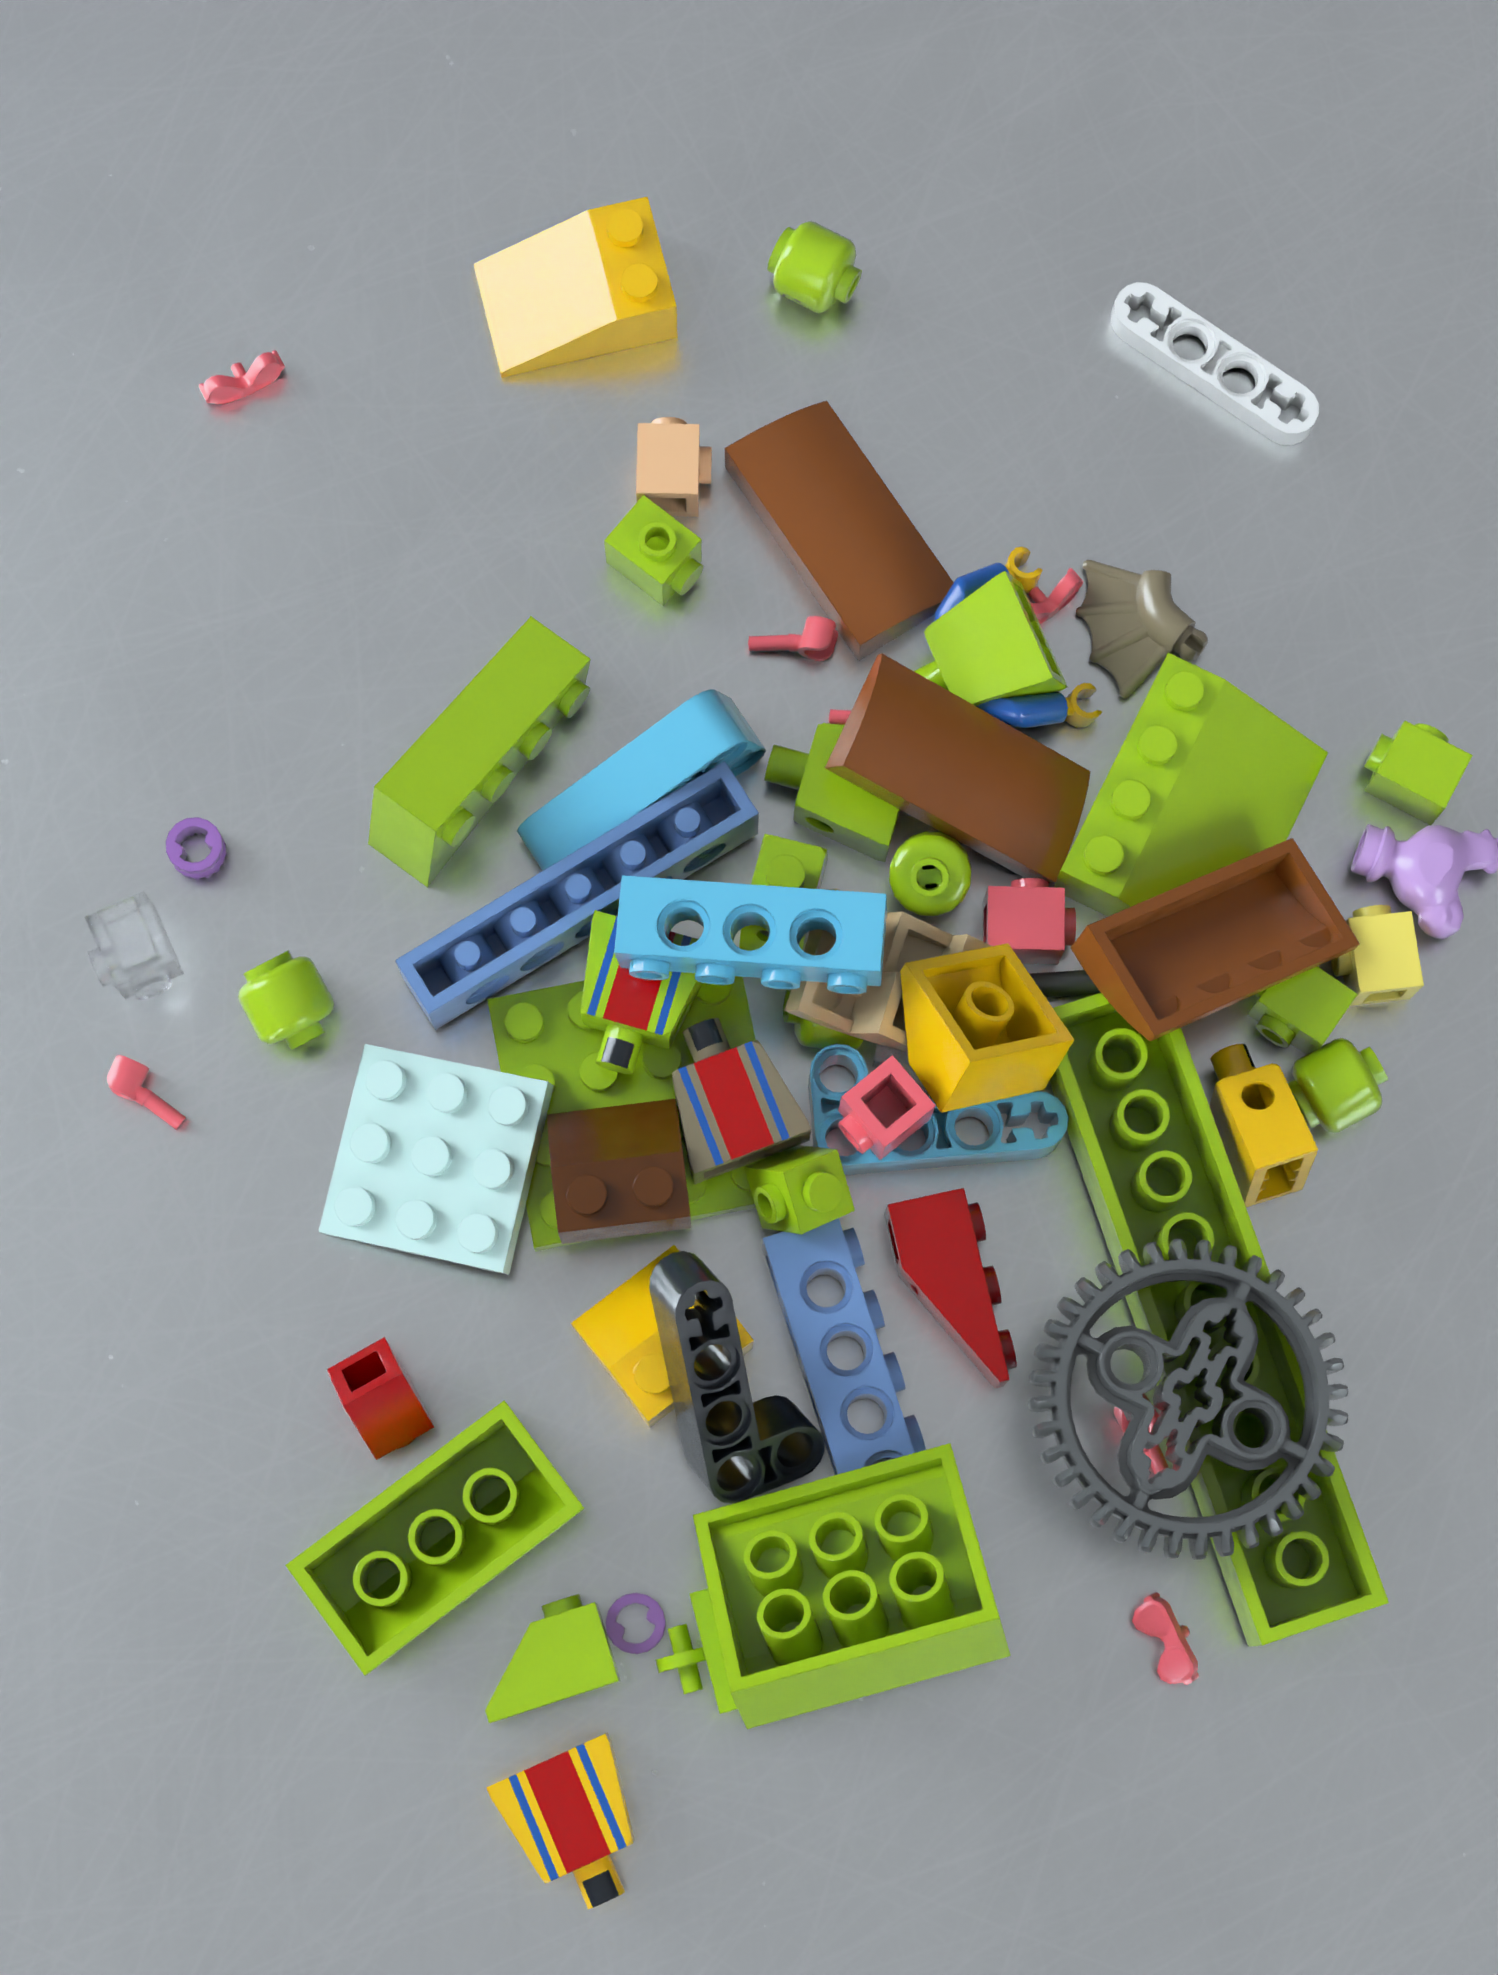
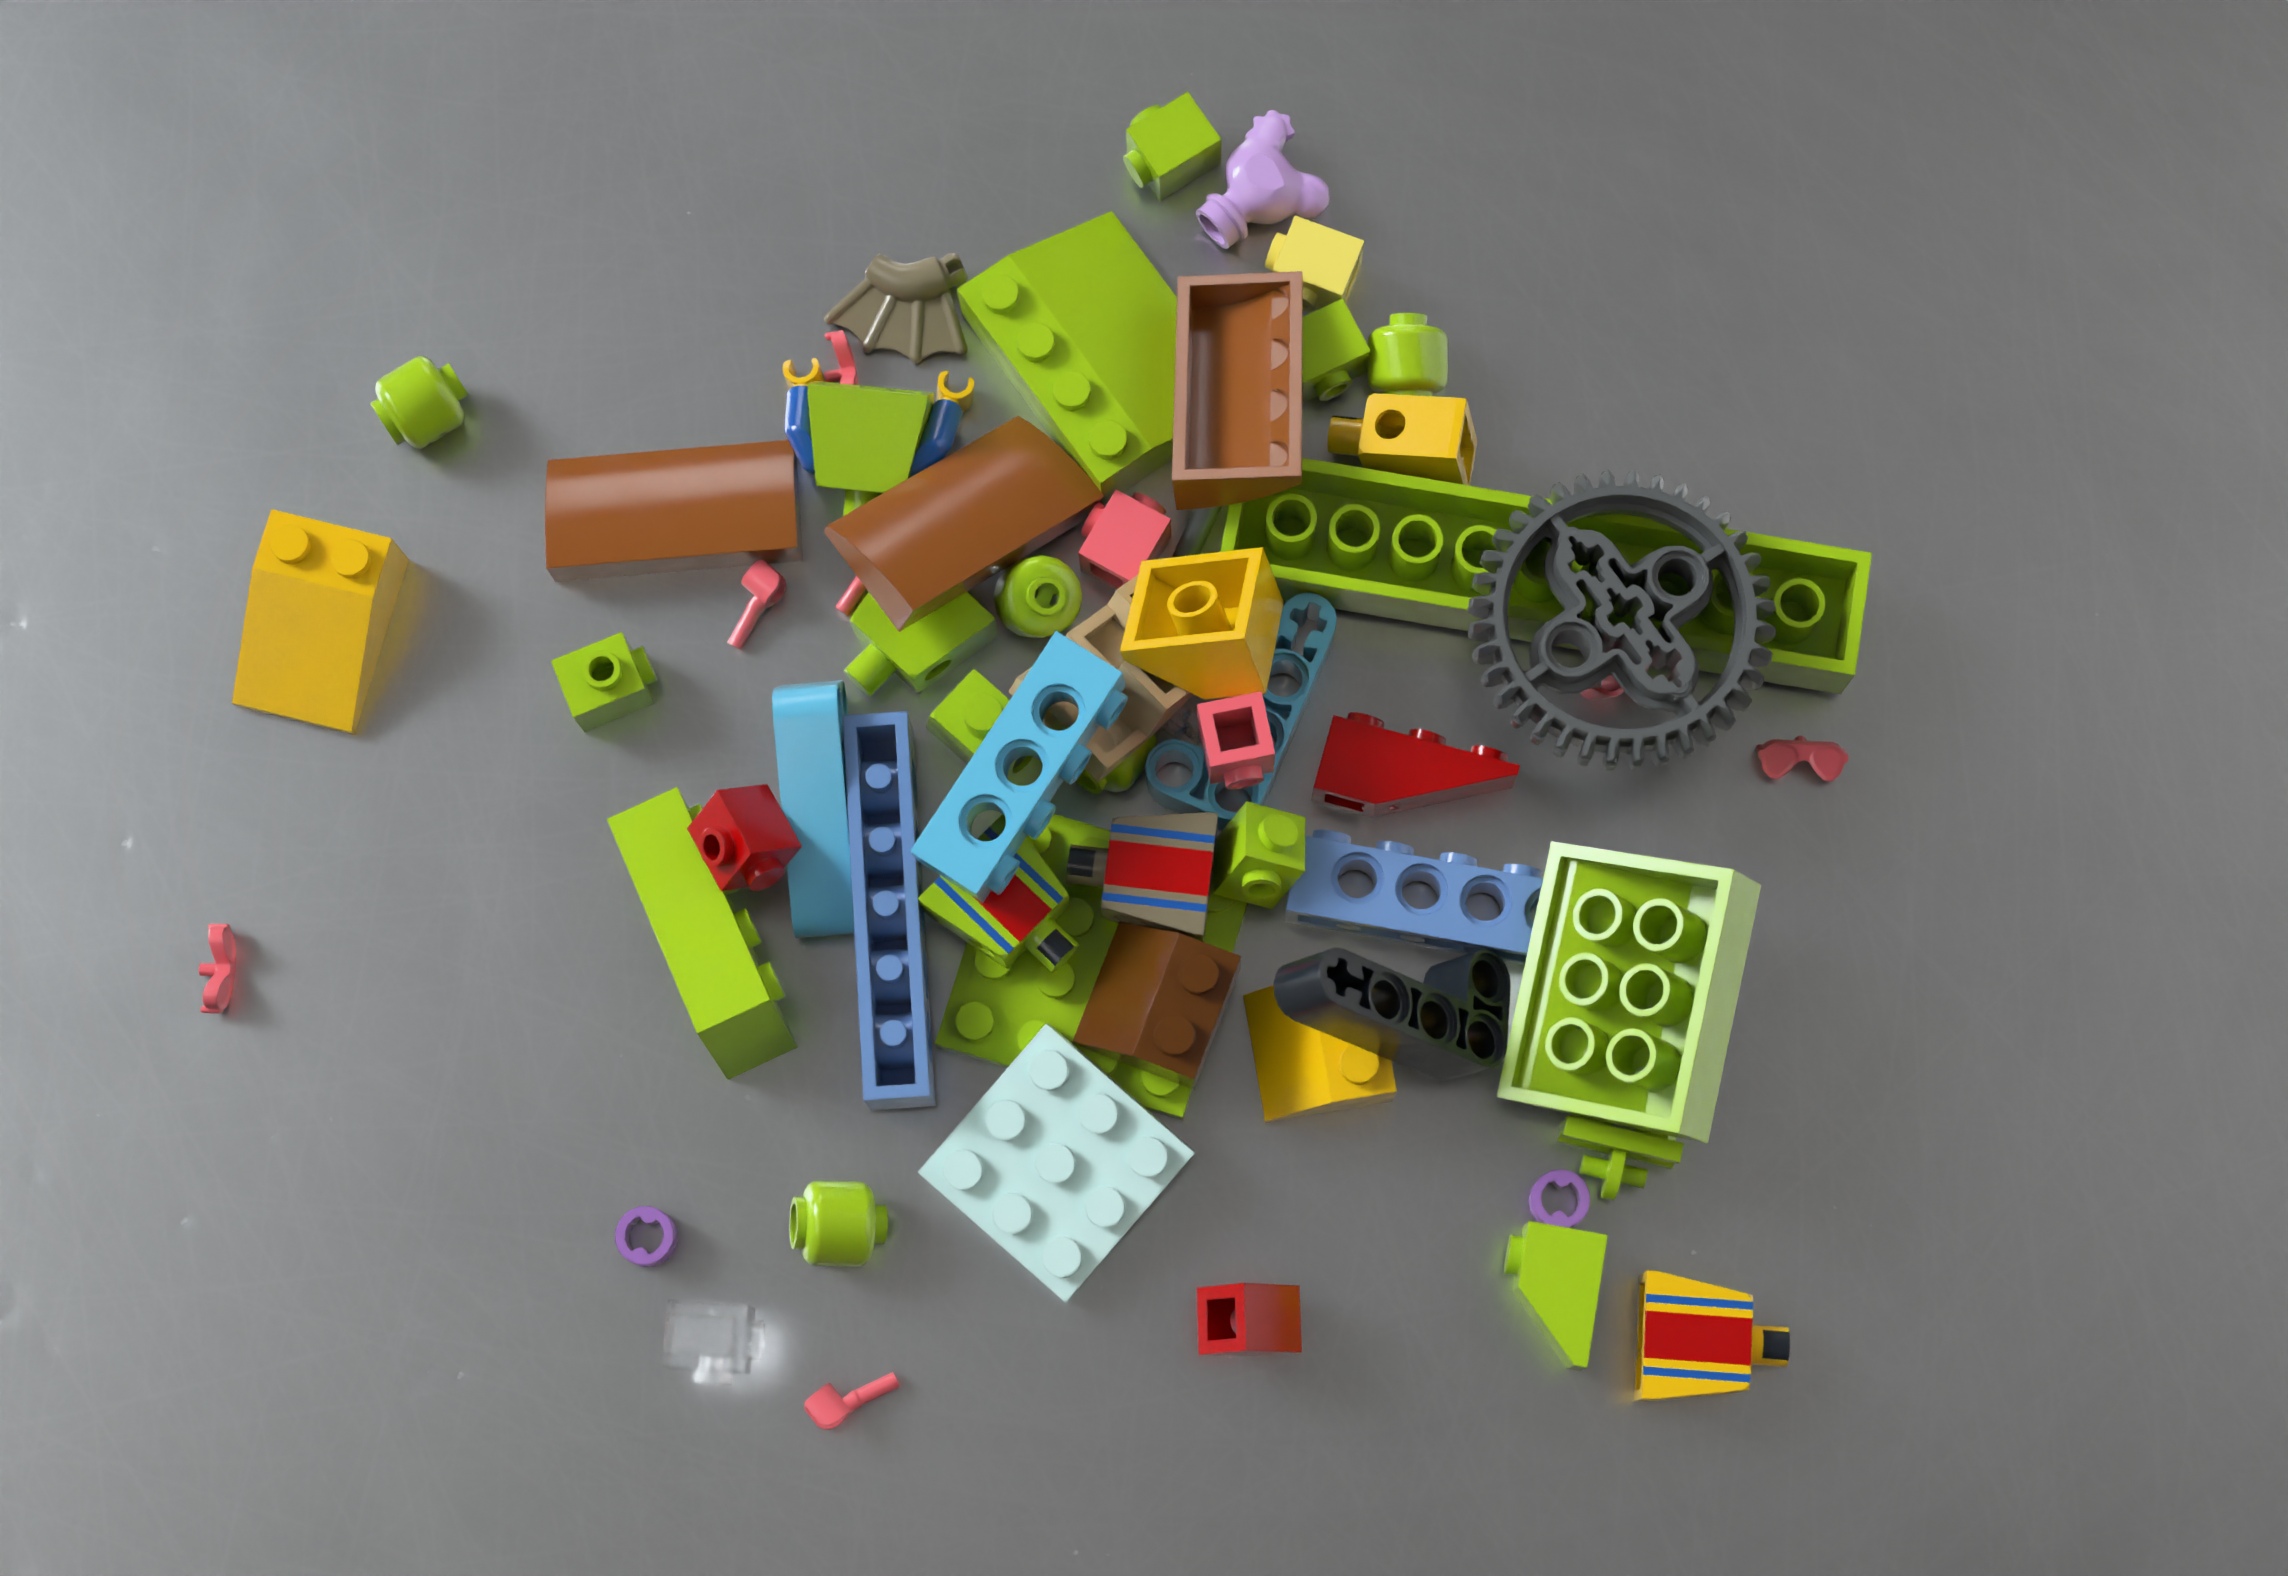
camera: 55 degrees left, 0 degrees up
(434, 1537) = (1401, 1330): lime slope -> none
(571, 736) = (744, 838): none -> red brick
(672, 465) = (532, 625): light nougat brick -> none
(1221, 355) = (713, 123): white beam -> none

